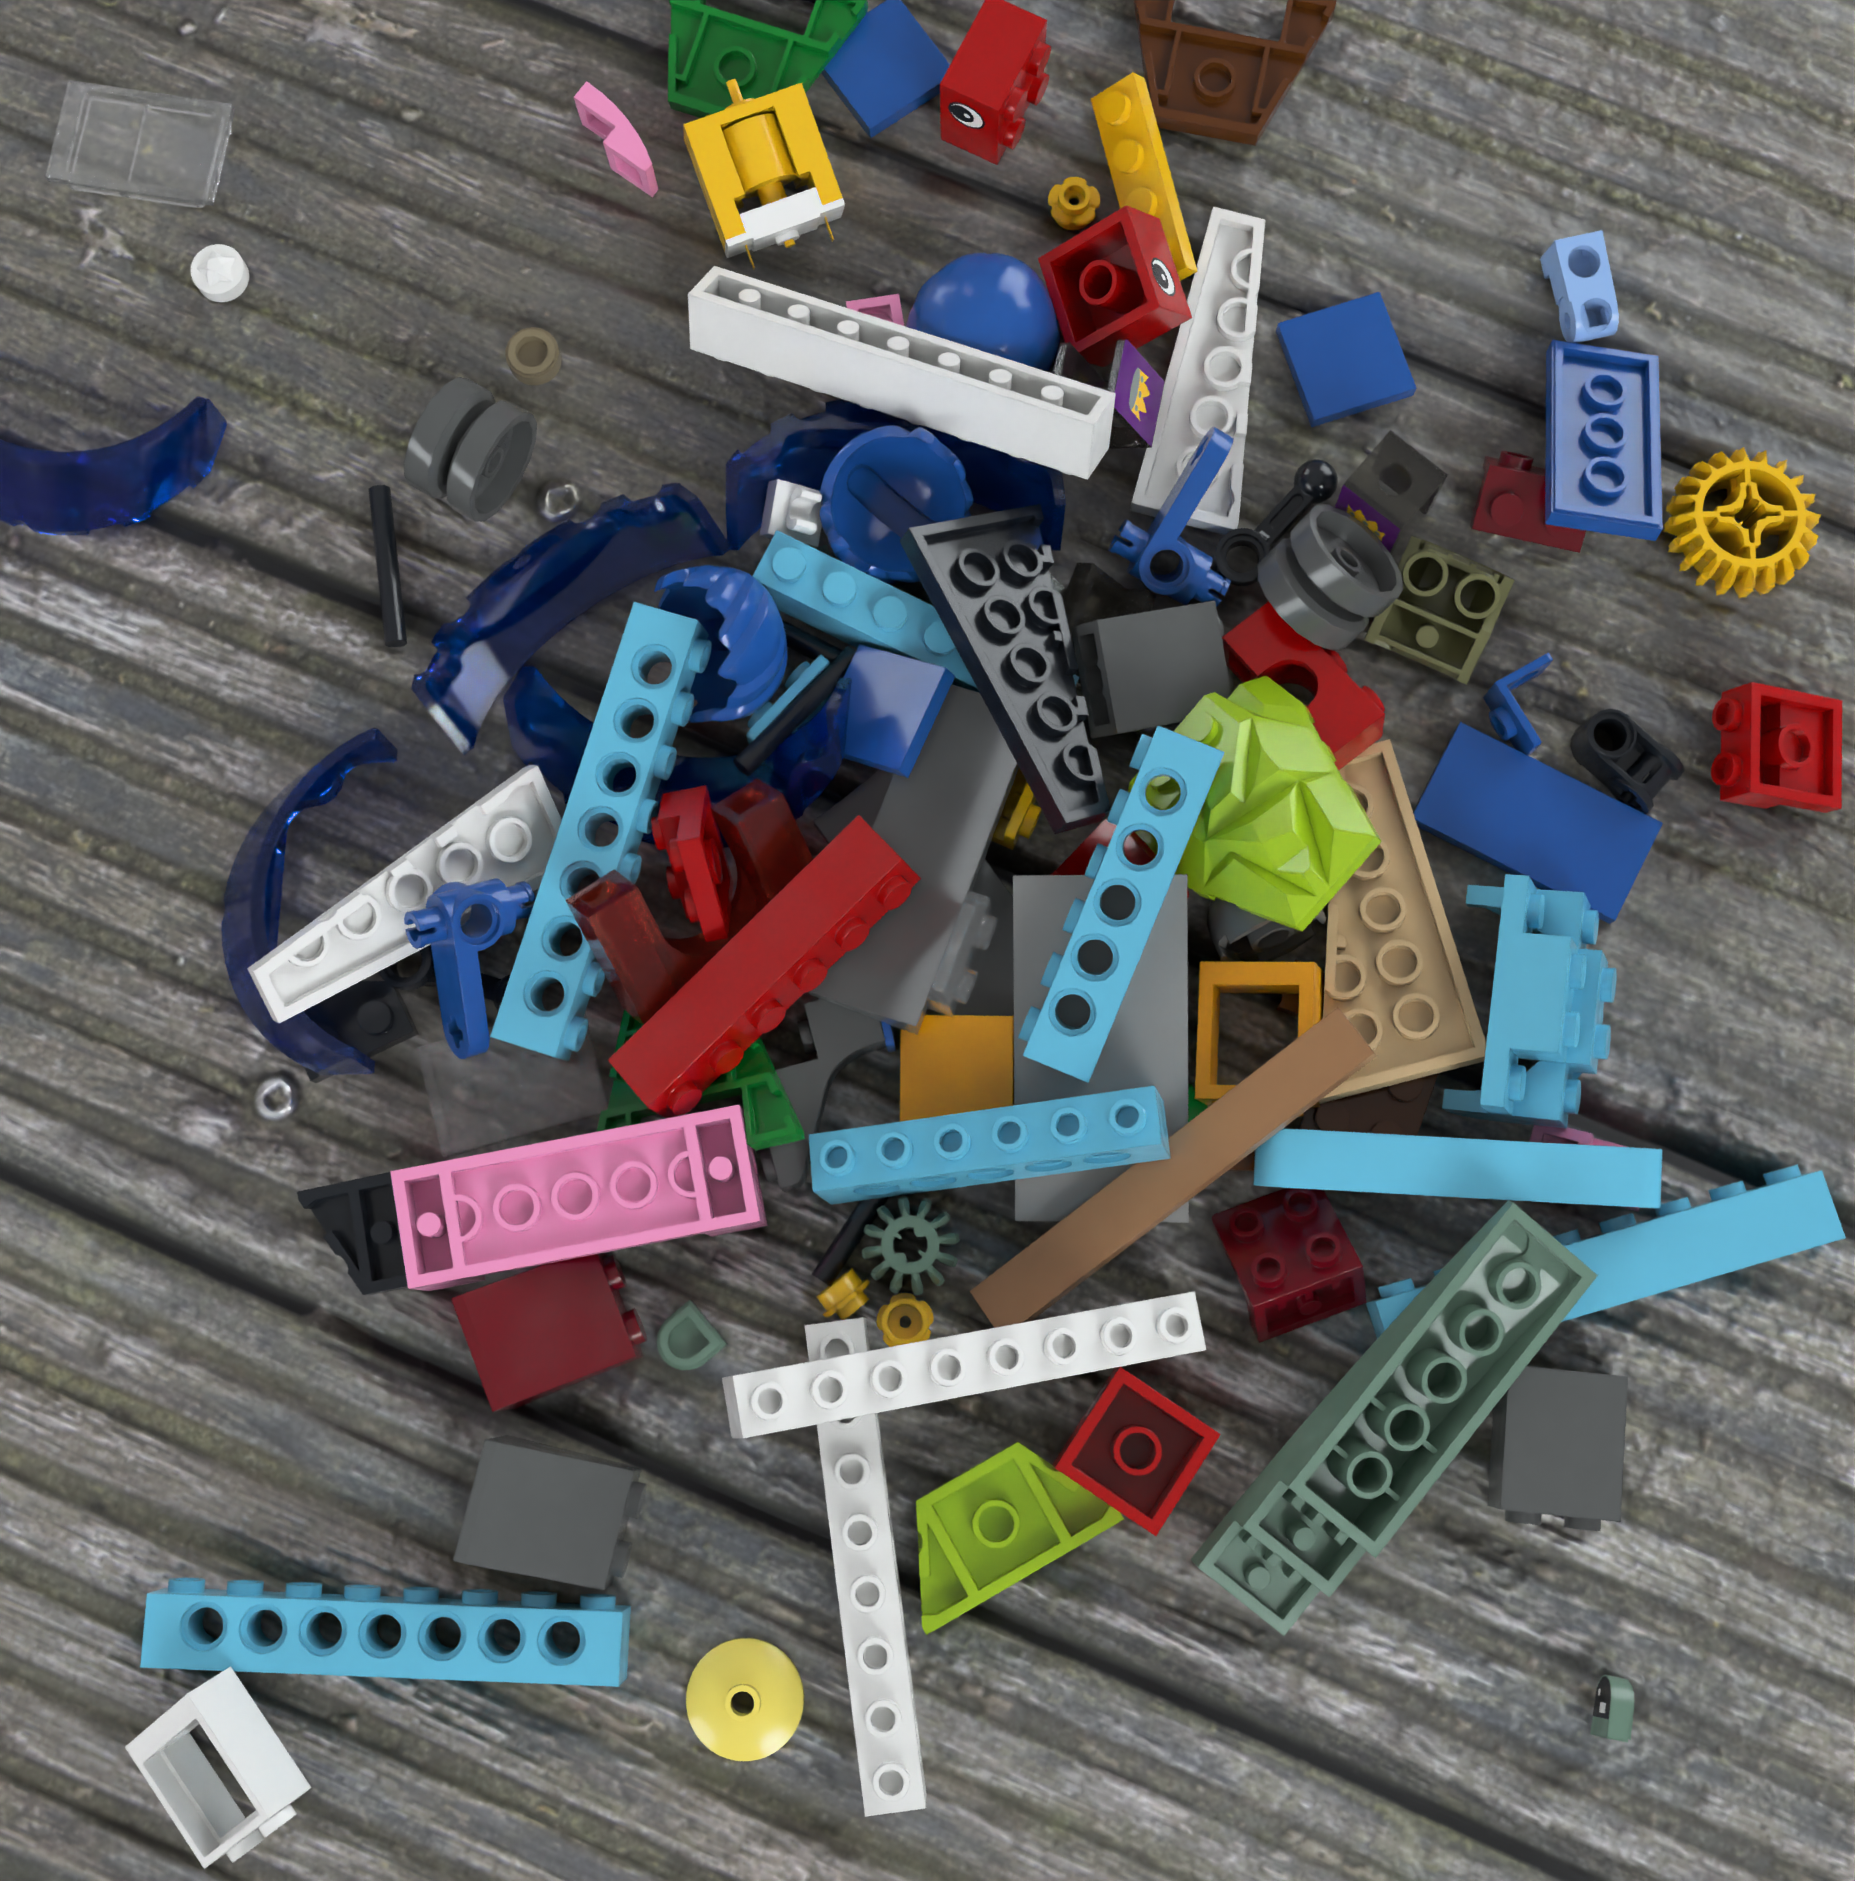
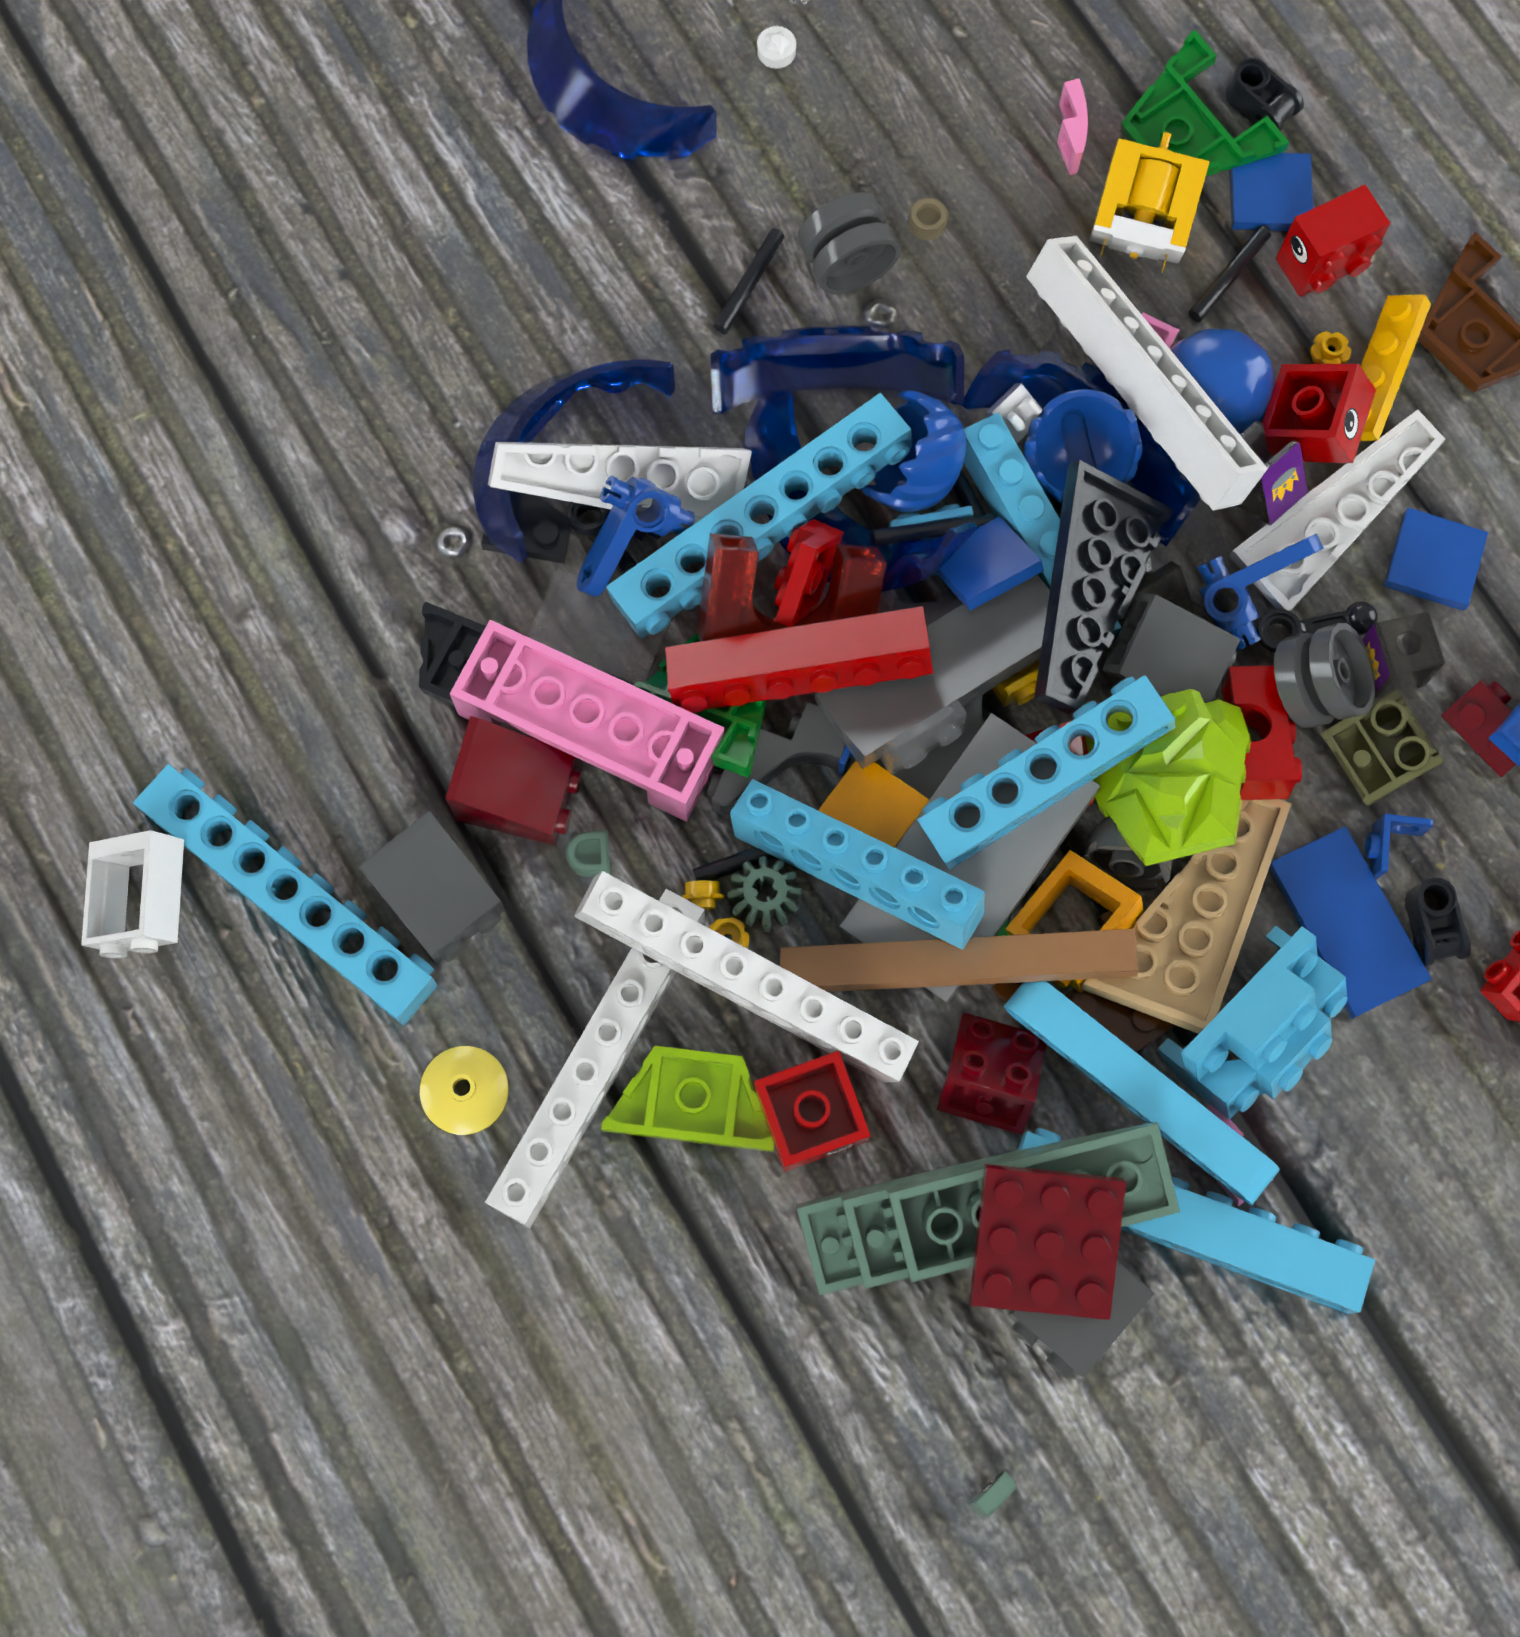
camera: 30 degrees right, 5 degrees down
(905, 191) = (1229, 274): none -> black bar
(1487, 1411) = (1047, 1241): none -> dark red plate

